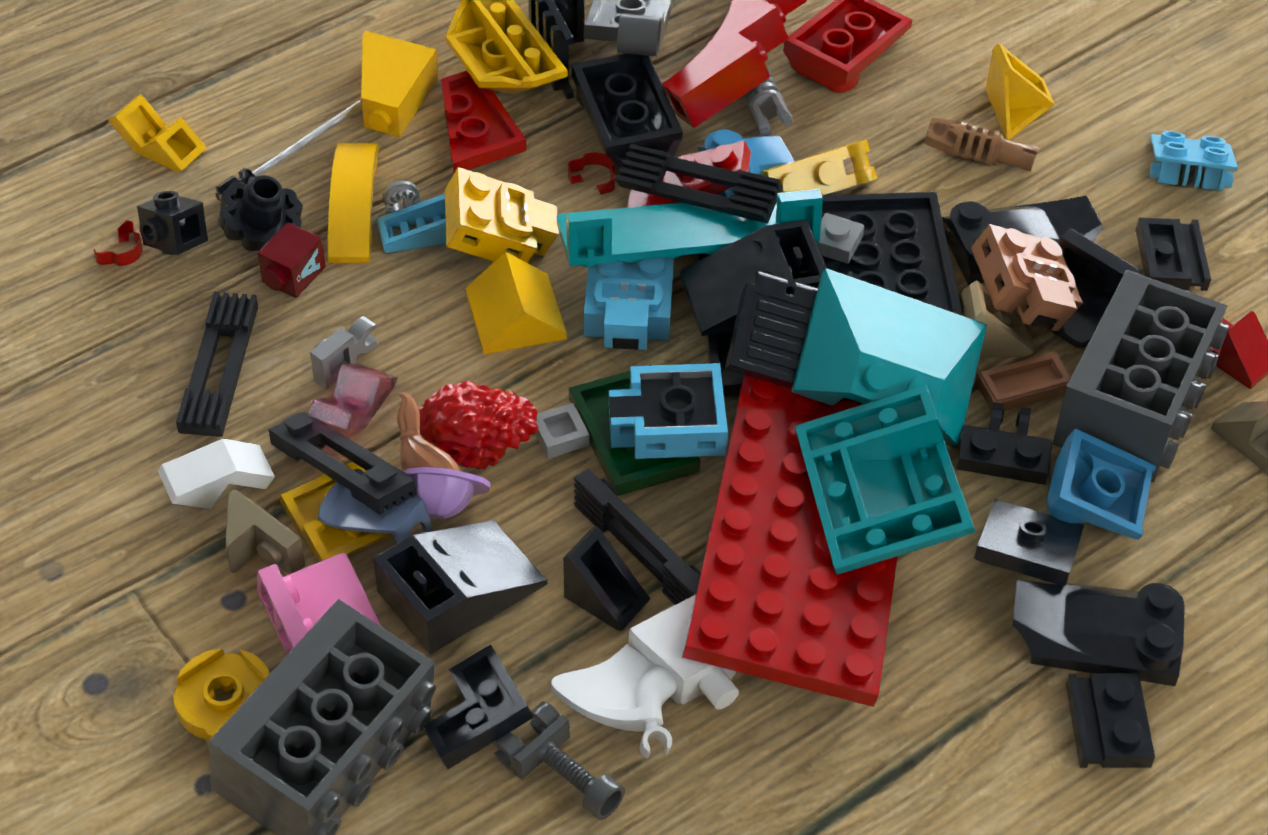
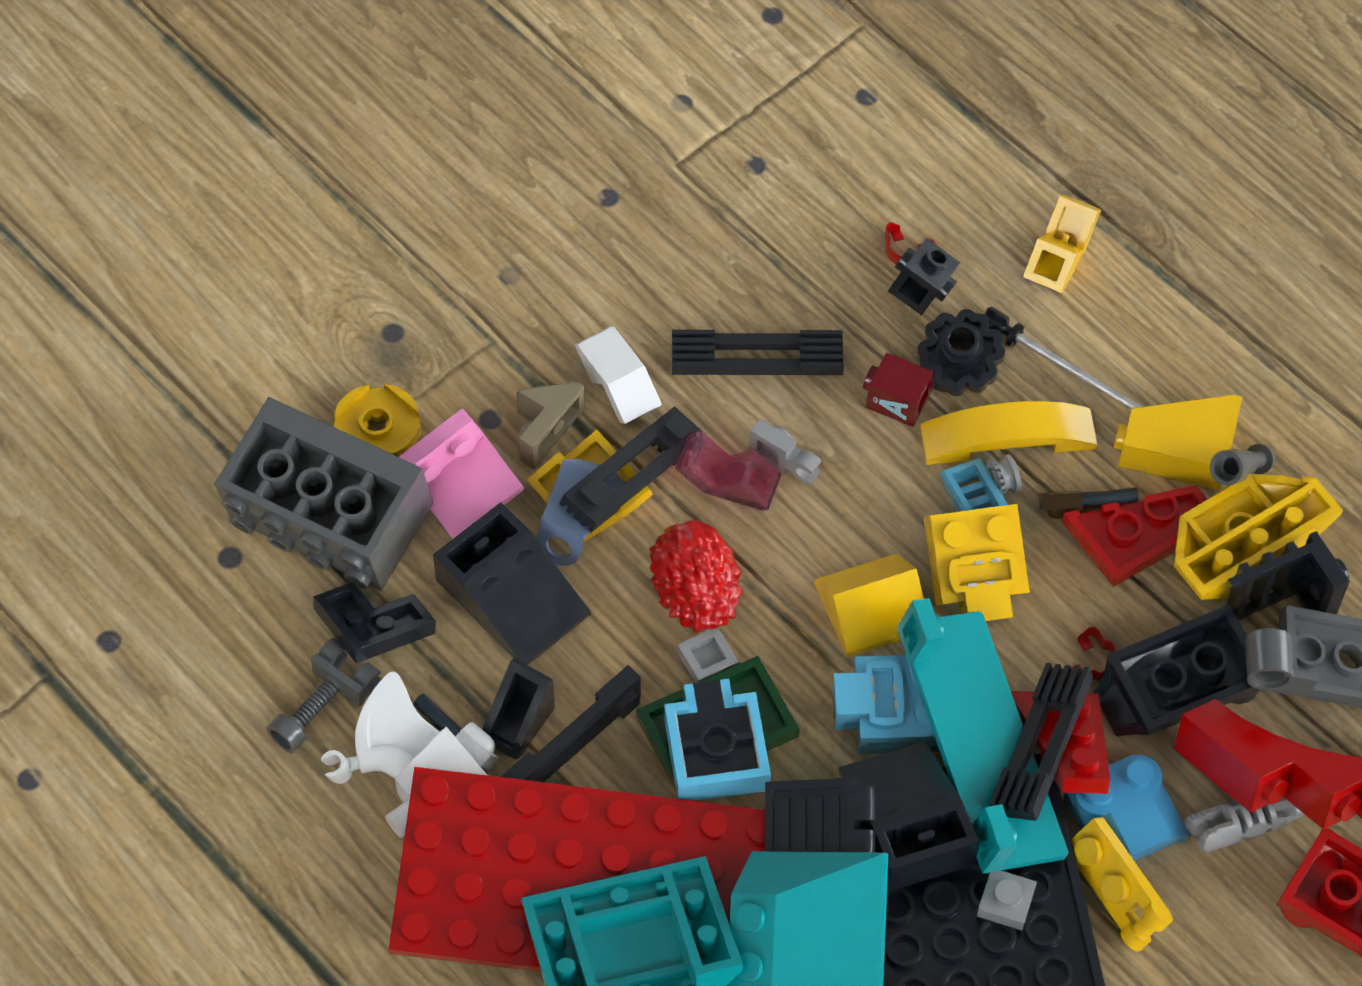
camera: 85 degrees right, 10 degrees up
(436, 474) = (623, 542): piece -> none
(437, 162) = (1061, 502): none -> piece
(442, 35) = (1234, 465): none -> dark grey piece
(621, 628) = (472, 737): none -> white piece

